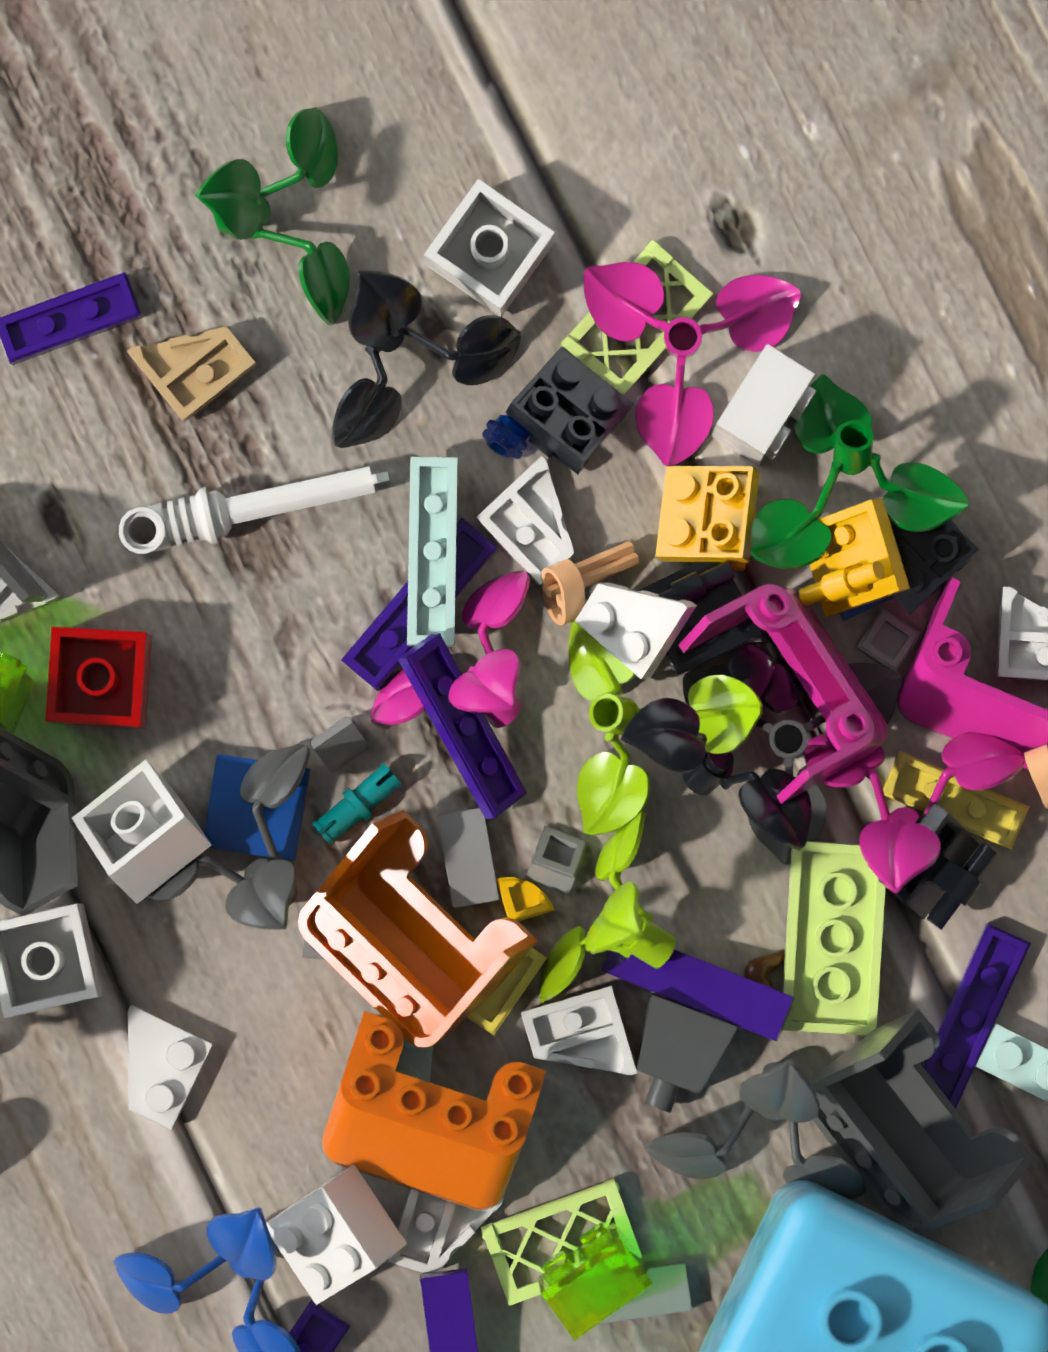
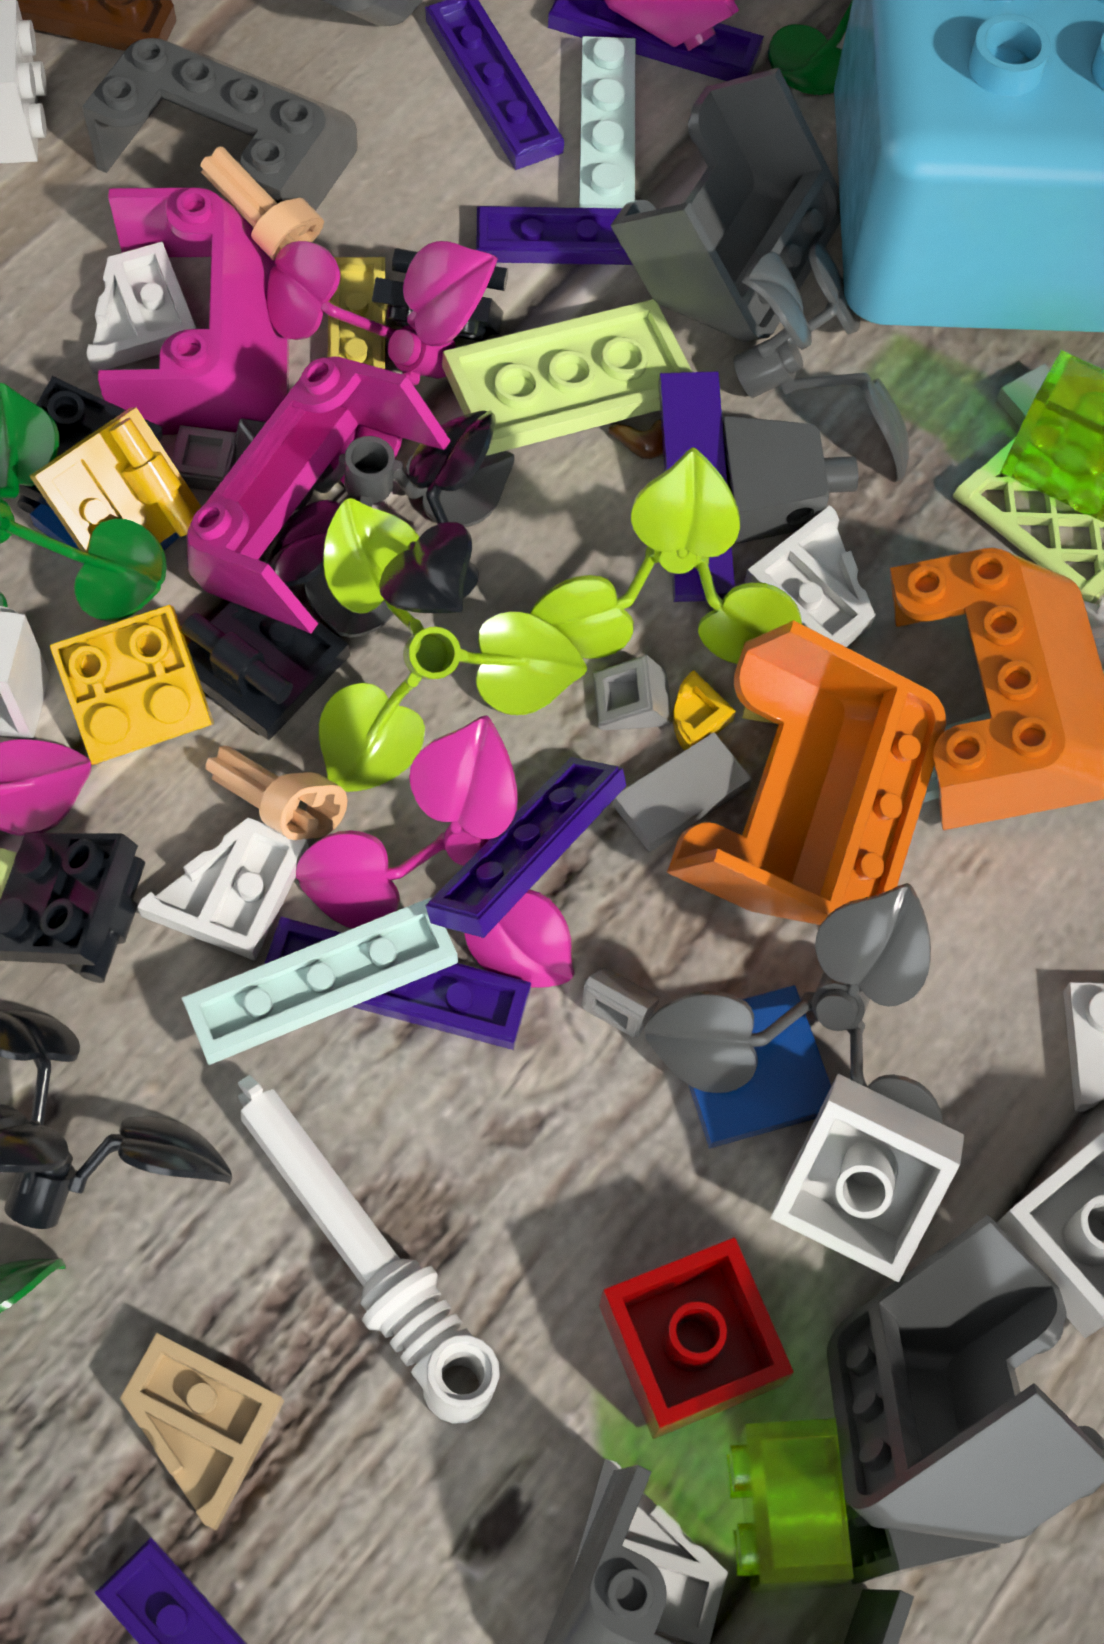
camera: 120 degrees left, 20 degrees down
(357, 804) = (684, 943): teal pin -> none
(506, 437) = (129, 963): clear blue plate -> none
(634, 624) = (307, 694): white wing -> none

